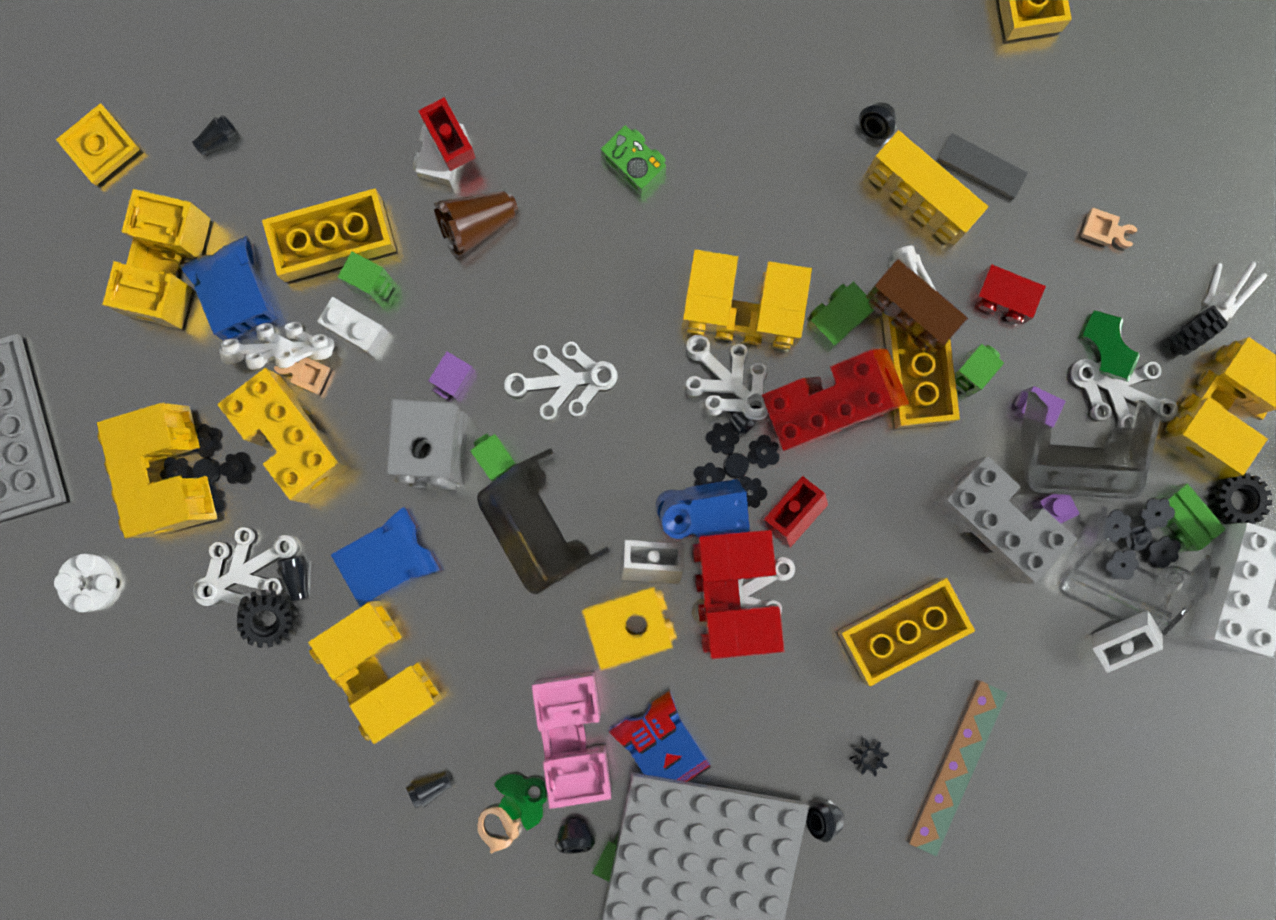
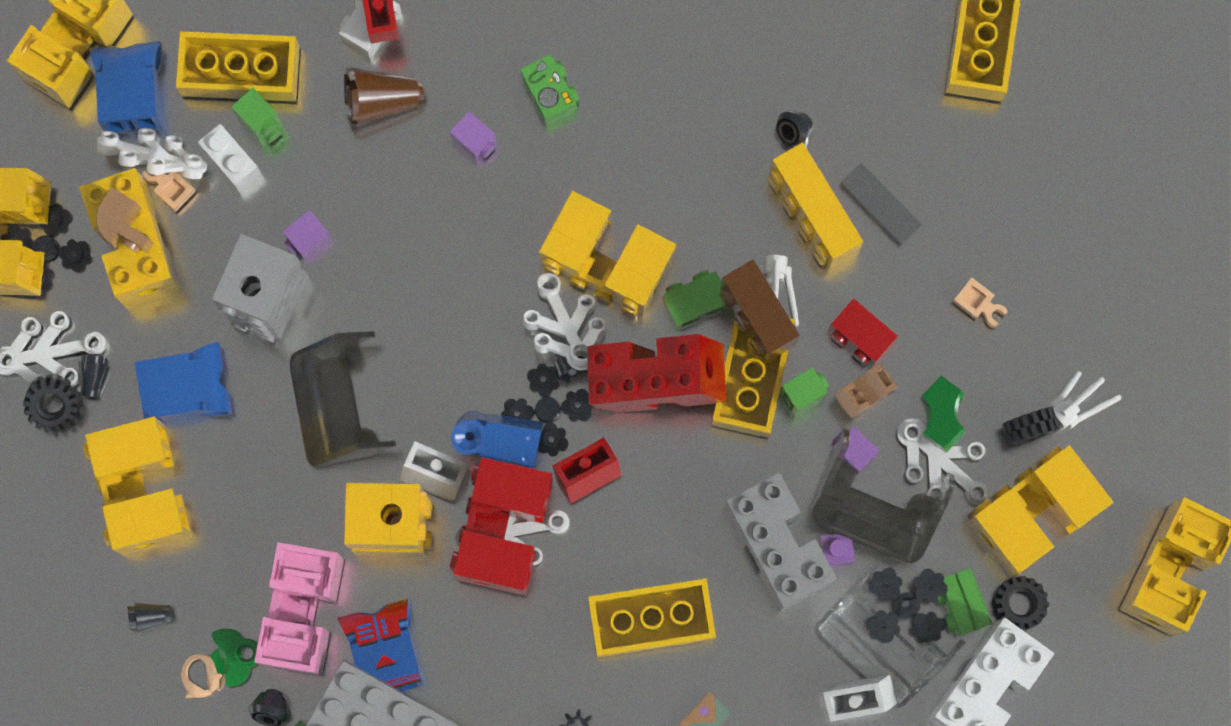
camera: 20 degrees right, 5 degrees down
(263, 424) = (114, 222): none -> medium nougat brick
(492, 456) = (317, 320): bright green brick -> none
(566, 380) = (413, 275): white plant -> none
(578, 229) = (473, 136): none -> medium lavender brick
(1031, 349) = (865, 391): none -> medium nougat brick

